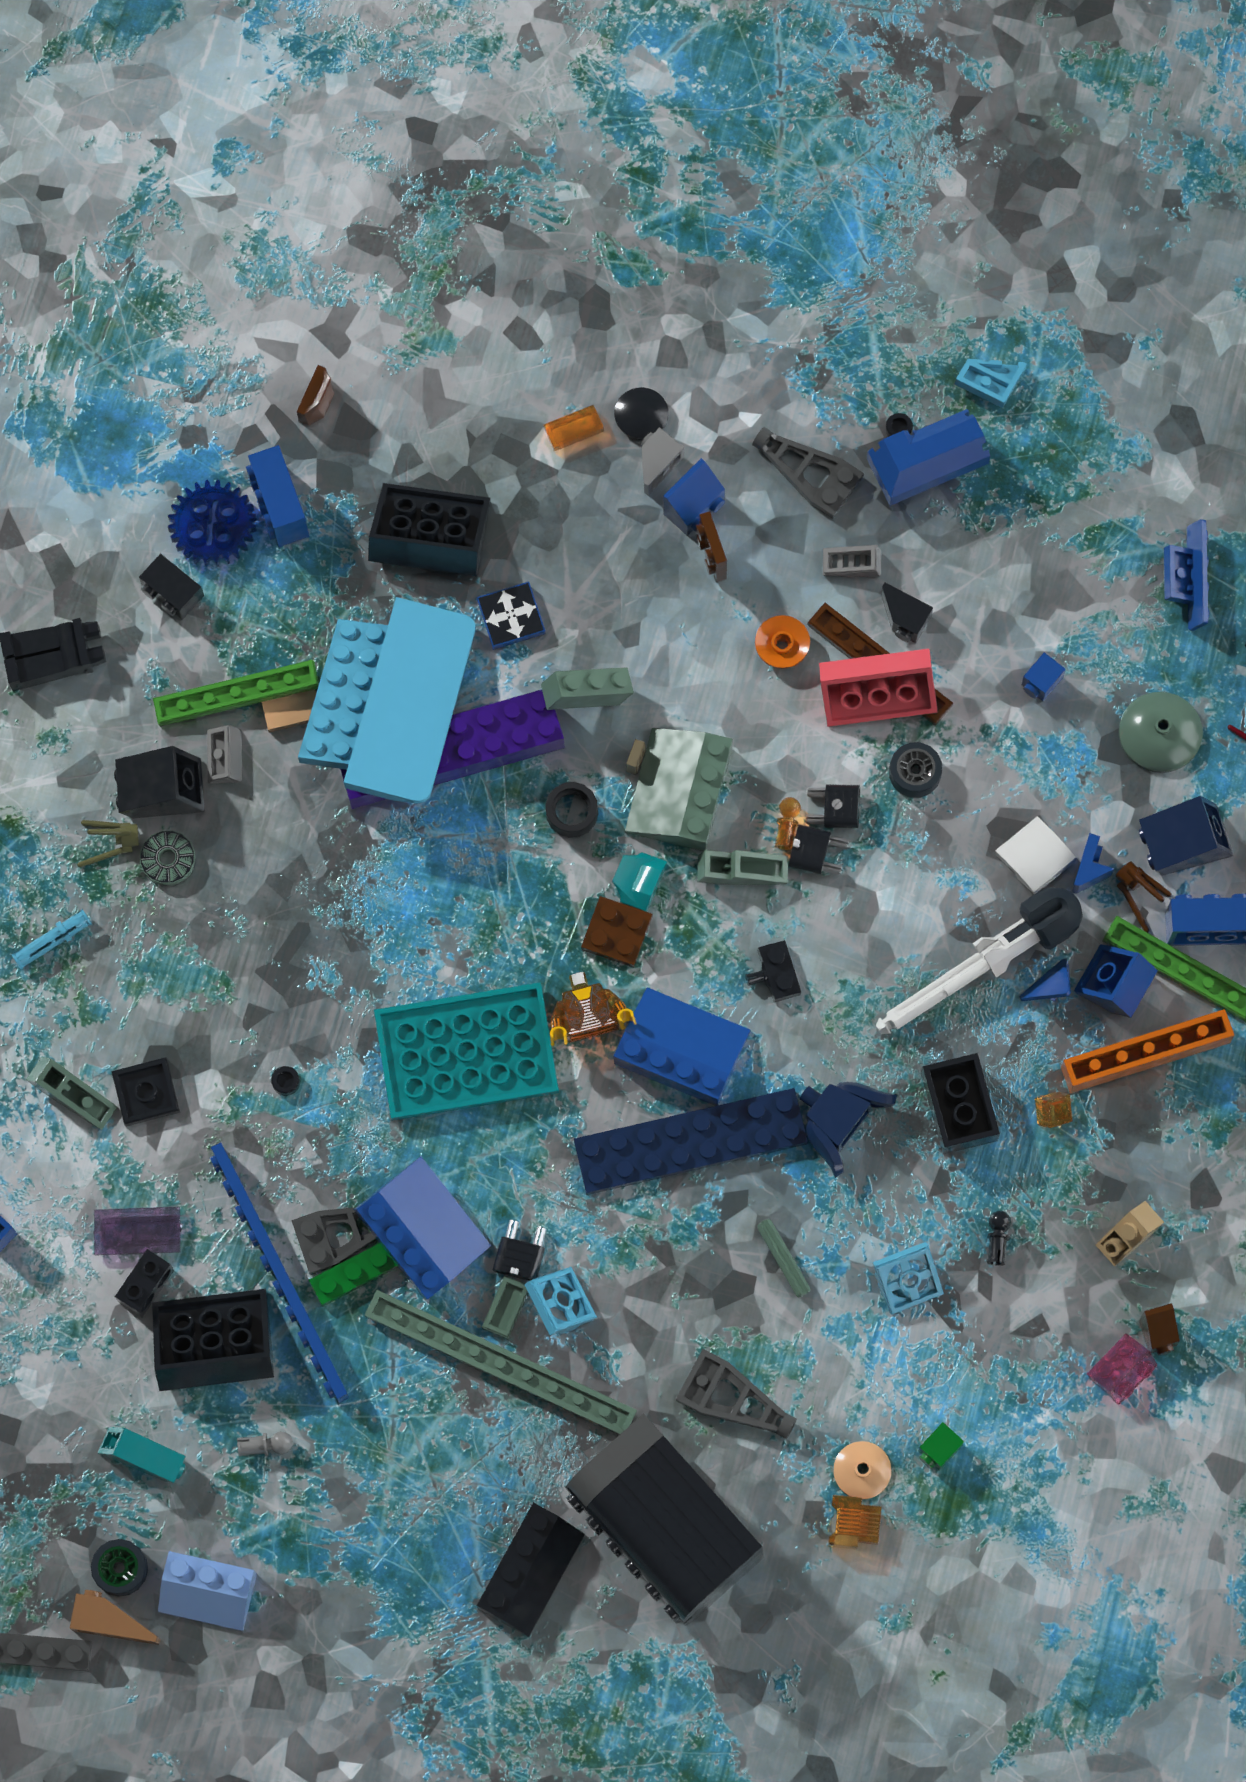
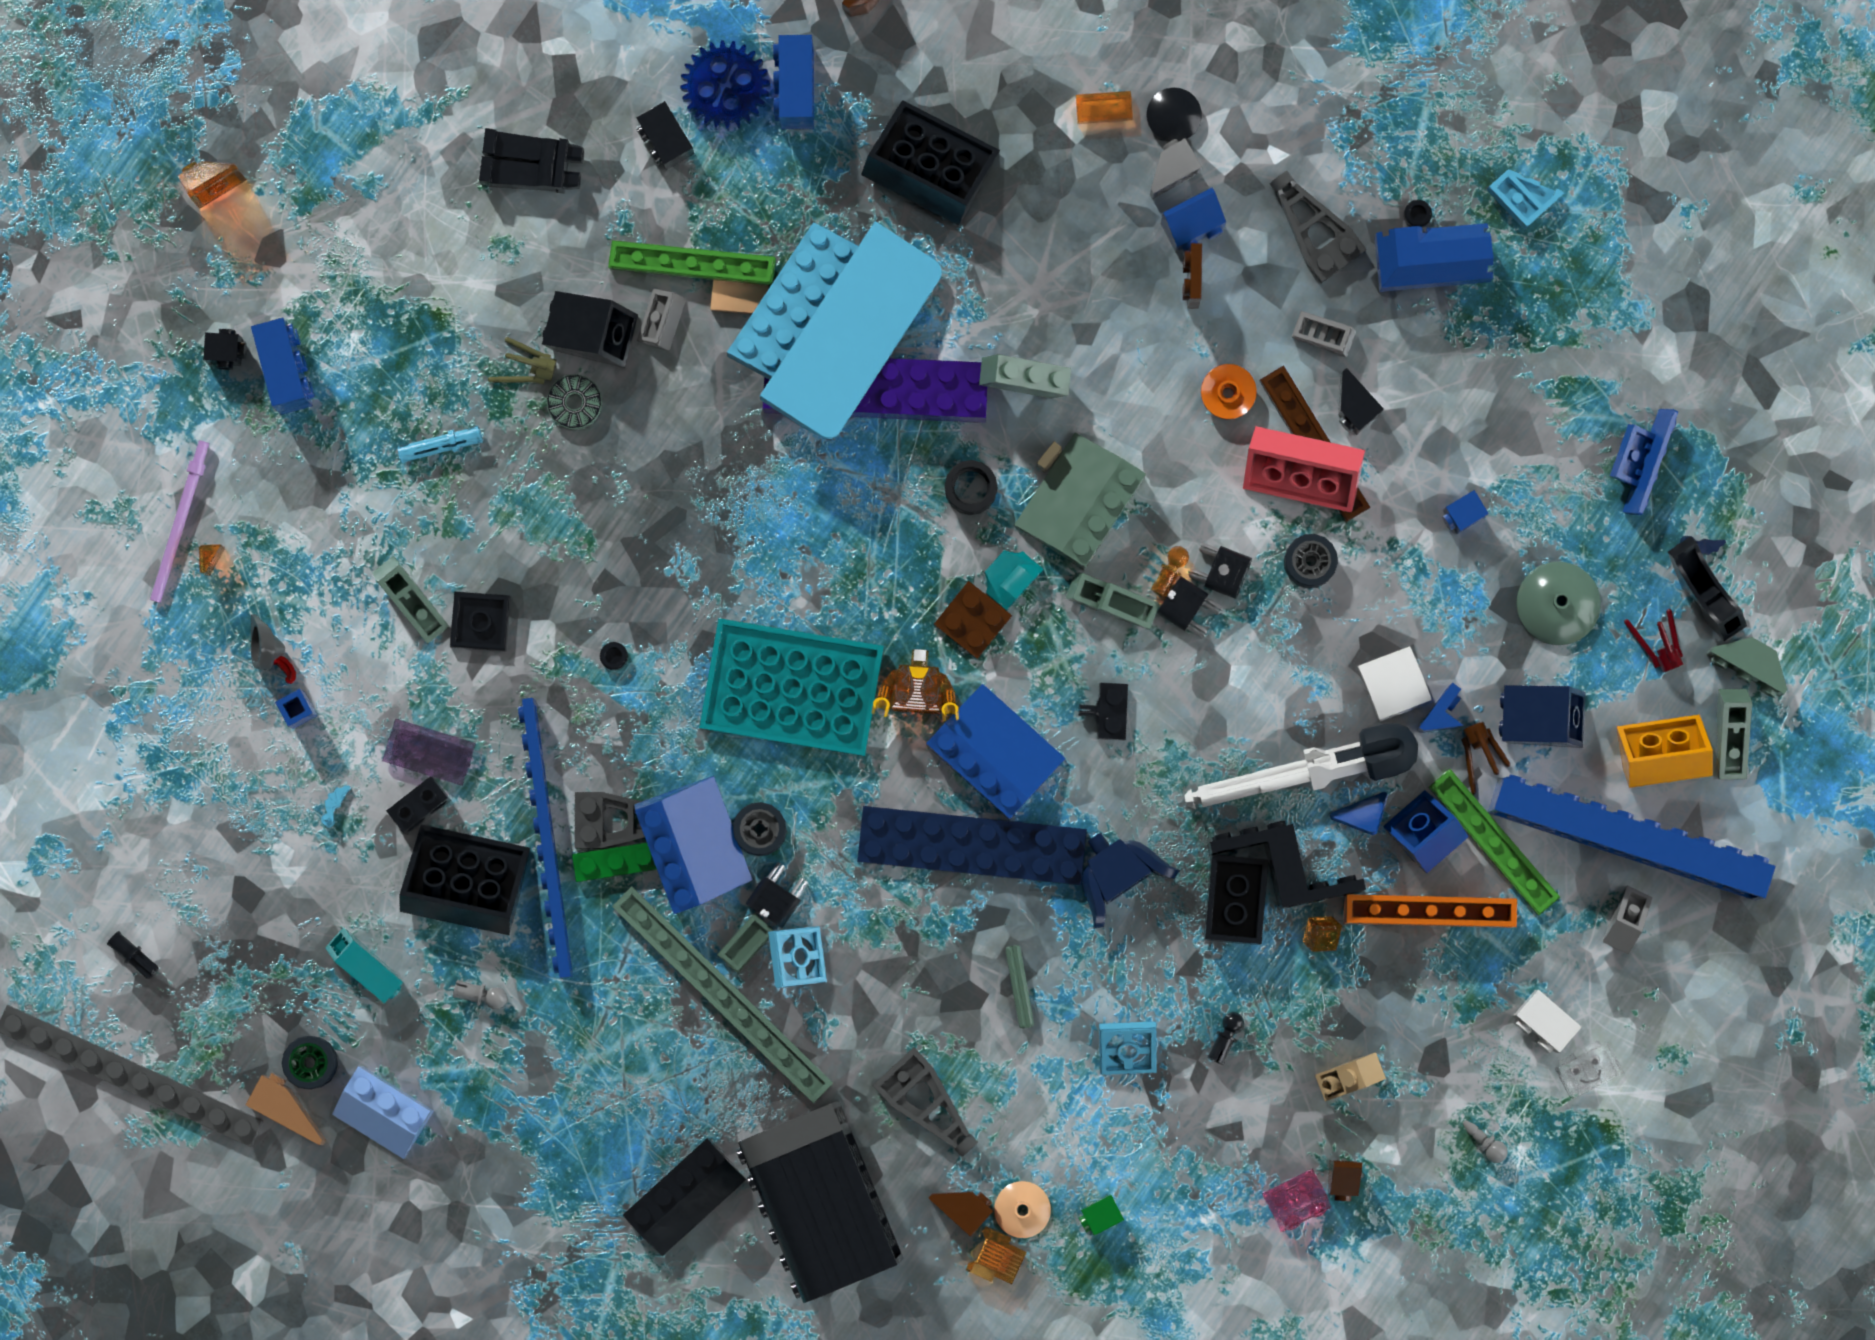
camera: 20 degrees right, 10 degrees up
(60, 1309) = (332, 803): none -> medium azure piece
(482, 1179) = (745, 826): none -> wheel
(511, 615) = (979, 275): tile -> none
(805, 1486) = (964, 1208): none -> reddish brown slope
(996, 1054) = (1285, 865): none -> black bracket

